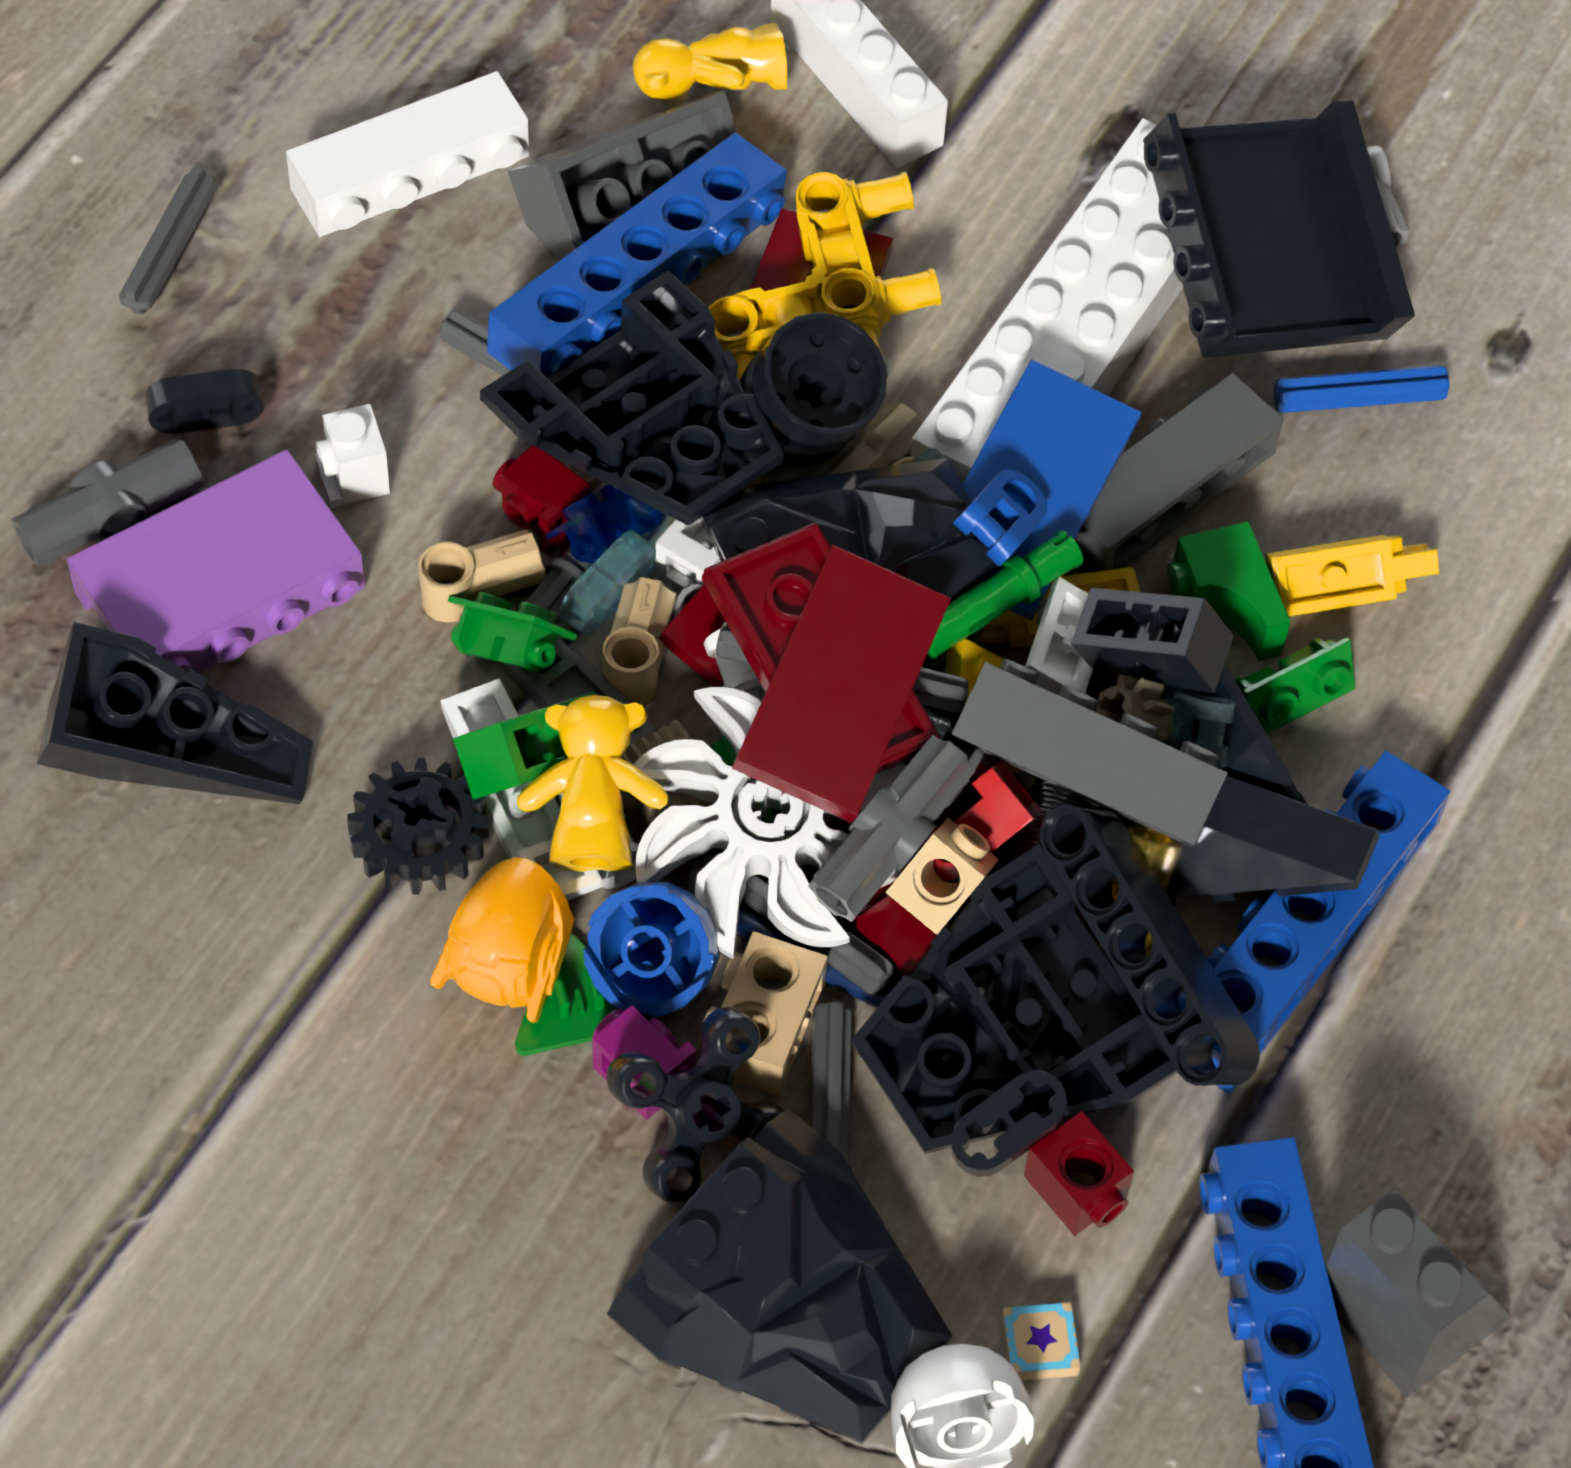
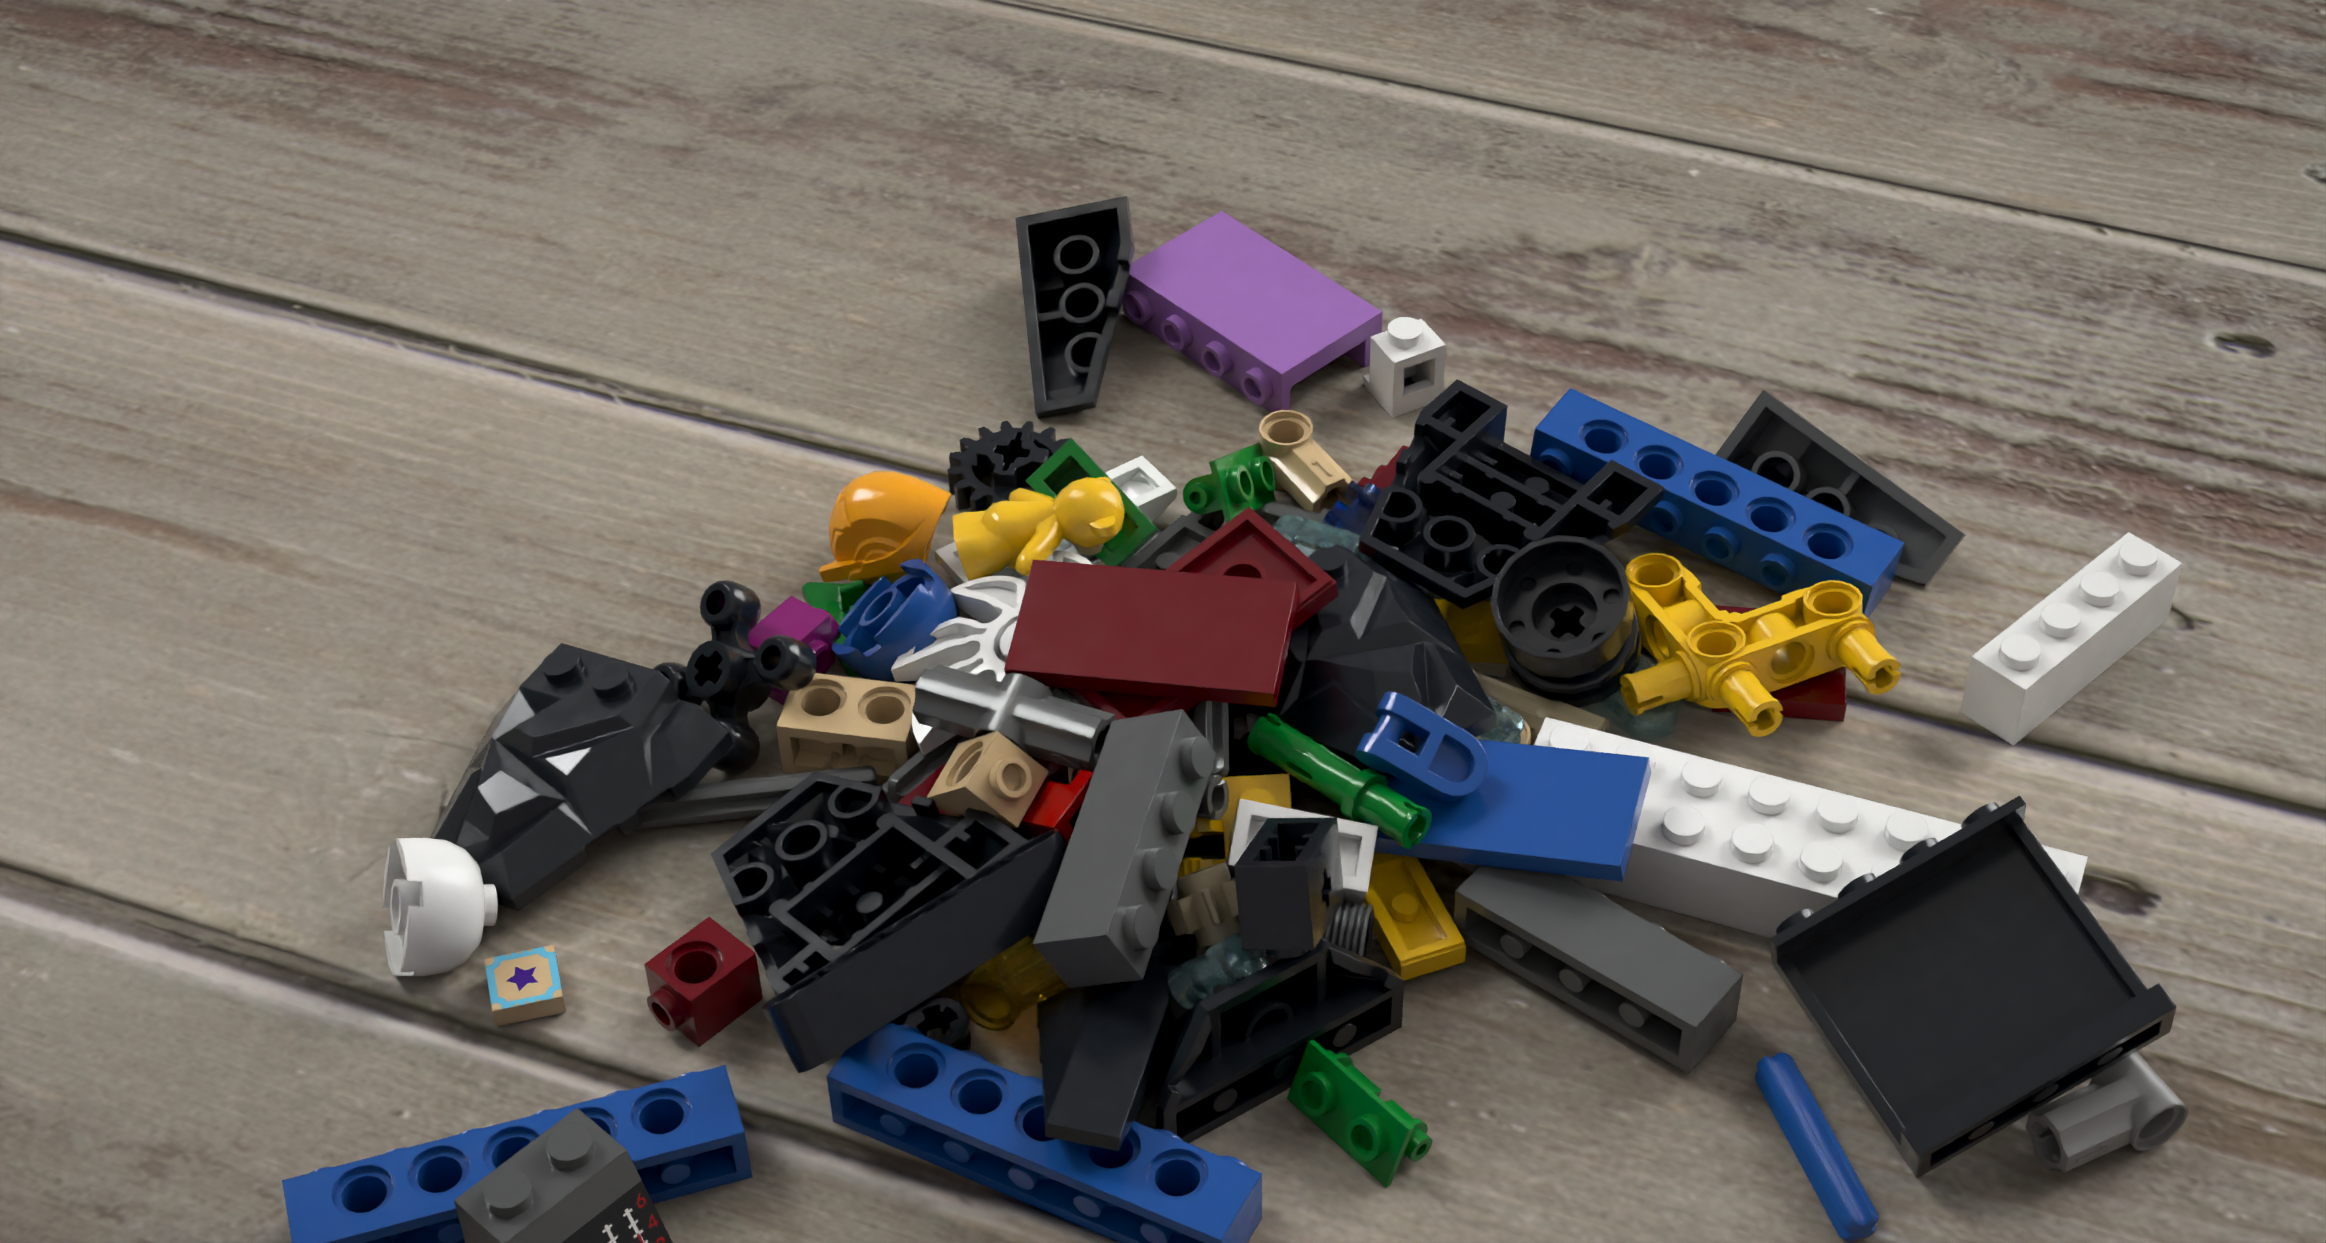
camera: 85 degrees right, 15 degrees down
(107, 501) = (1312, 238): dark grey piece -> none
(168, 241) = (1616, 230): dark grey axle -> none
(204, 401) = (1438, 276): black beam -> none
(408, 154) = (1784, 348): white brick -> none
(722, 60) = (2009, 535): yellow piece -> none
(998, 1110) = (738, 884): black beam -> none
(1235, 581) = (1479, 1037): green arch -> none
(1347, 572) = (1527, 1145): yellow hinge -> none

